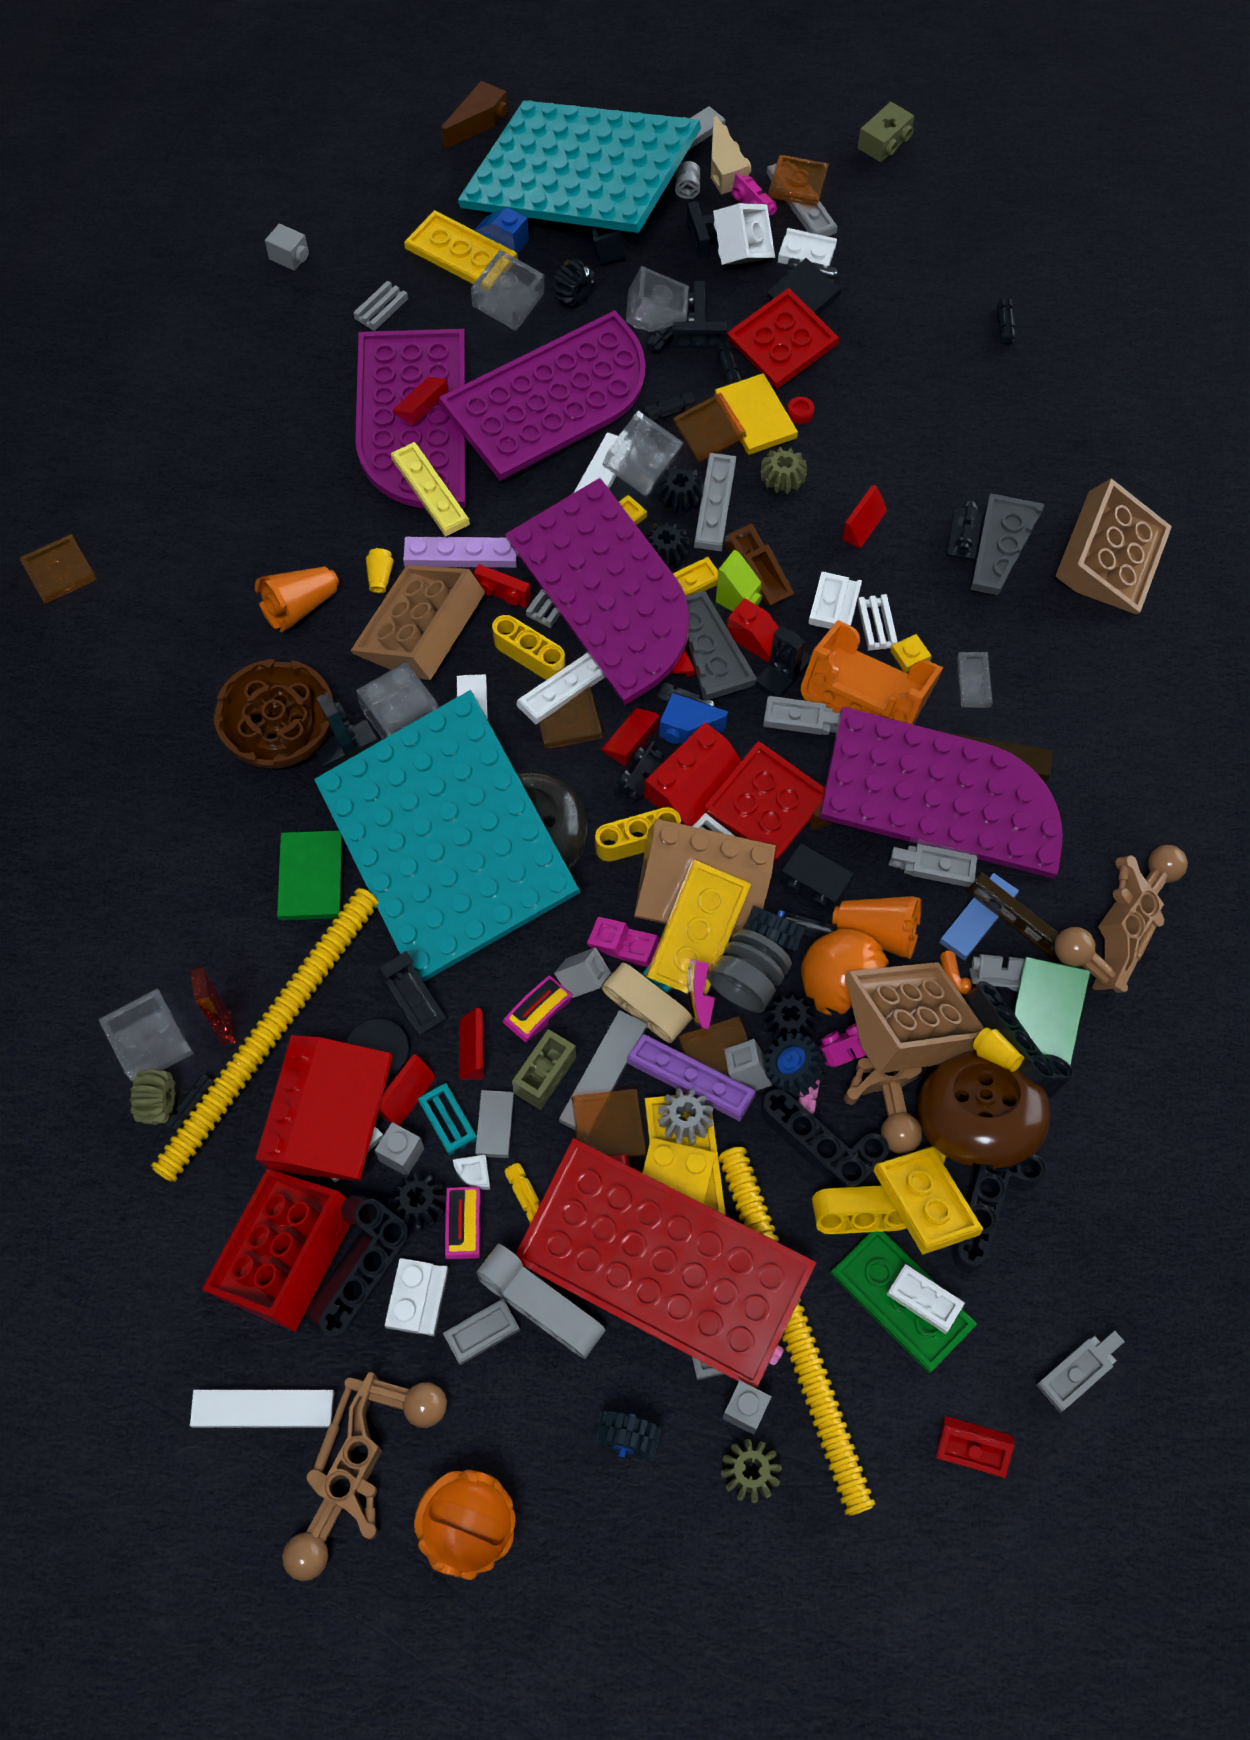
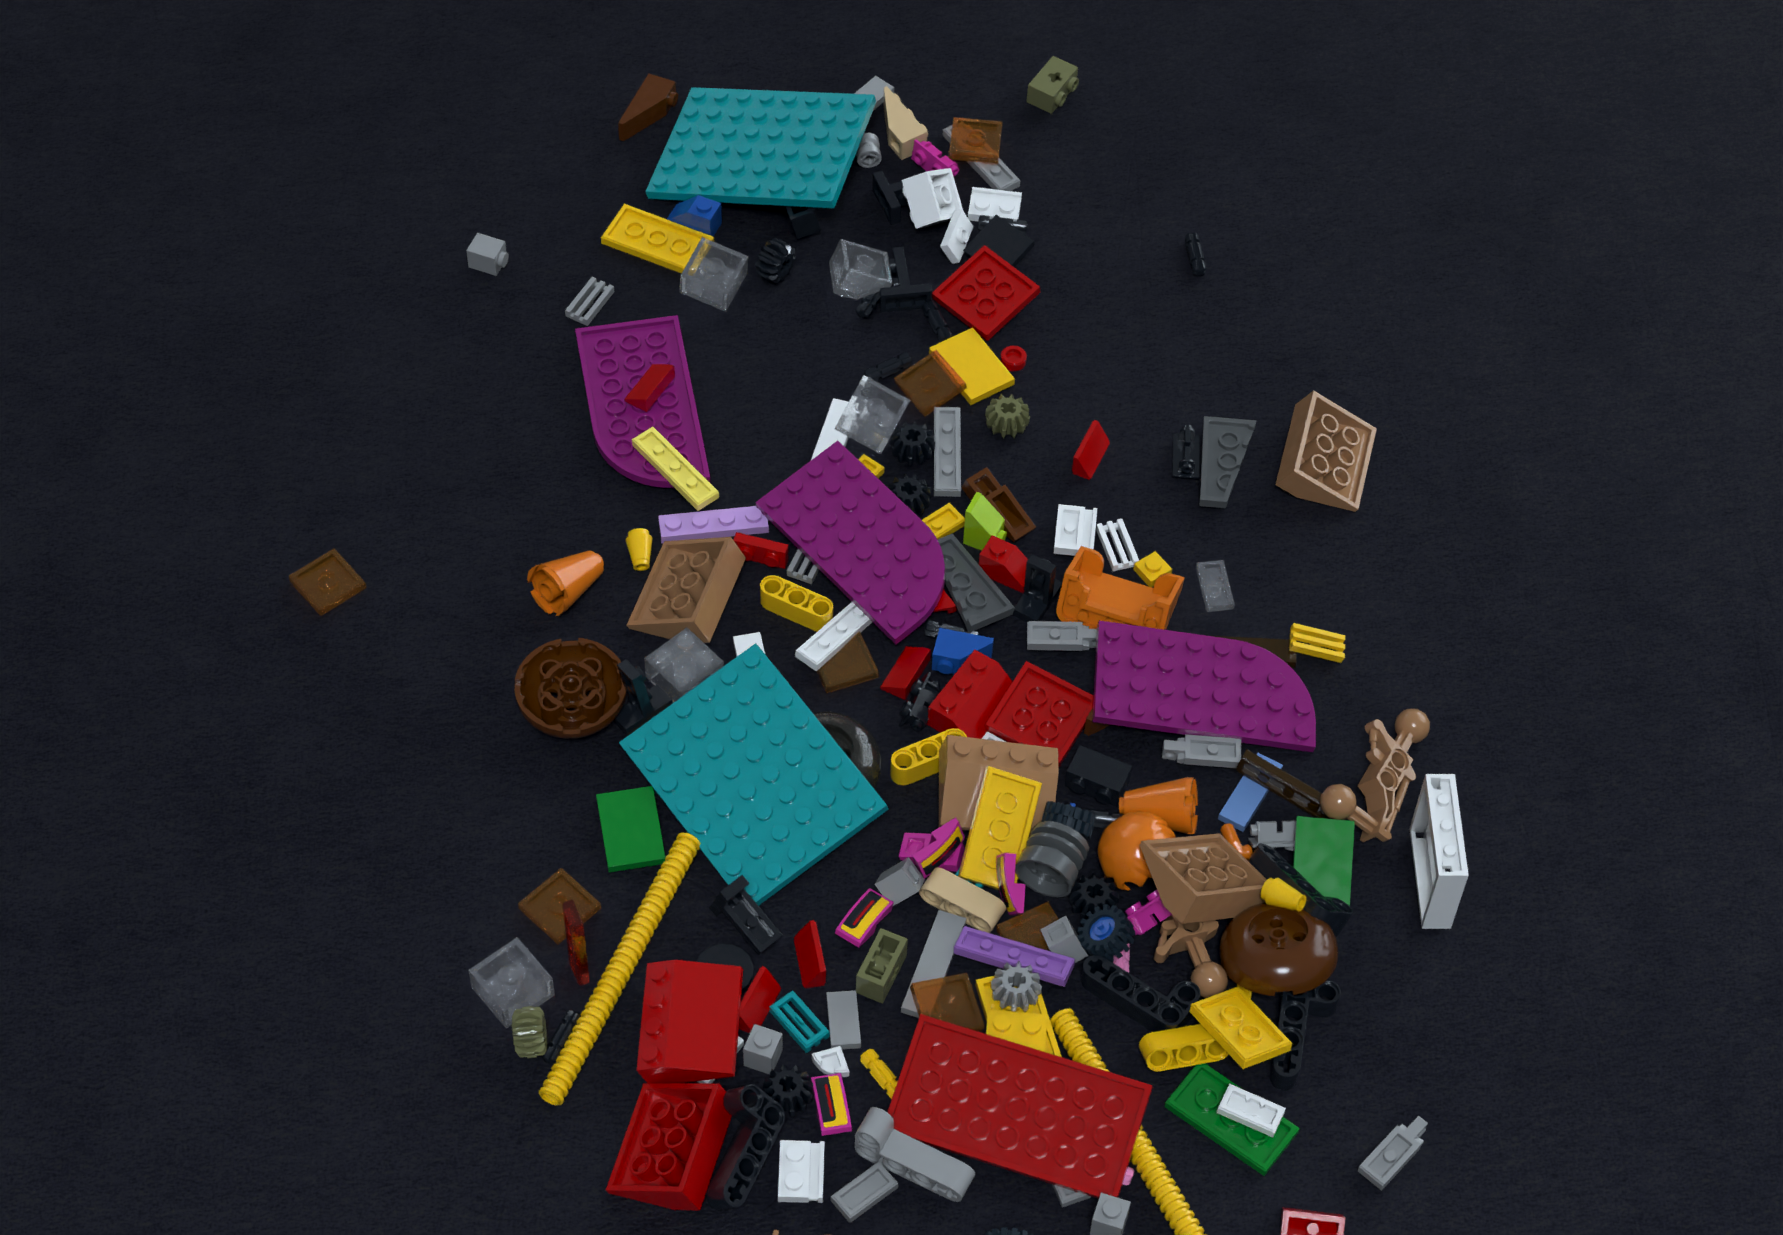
camera: 10 degrees left, 10 degrees down
(221, 950) = (546, 903): none -> clear orange tile
(550, 395) = (773, 369): magenta plate -> none
(639, 936) = (945, 844): none -> slope
(762, 276) = (956, 236): none -> white plate
(1075, 752) = (1317, 638): none -> yellow tile
(1181, 1021) = (1439, 849): none -> white window

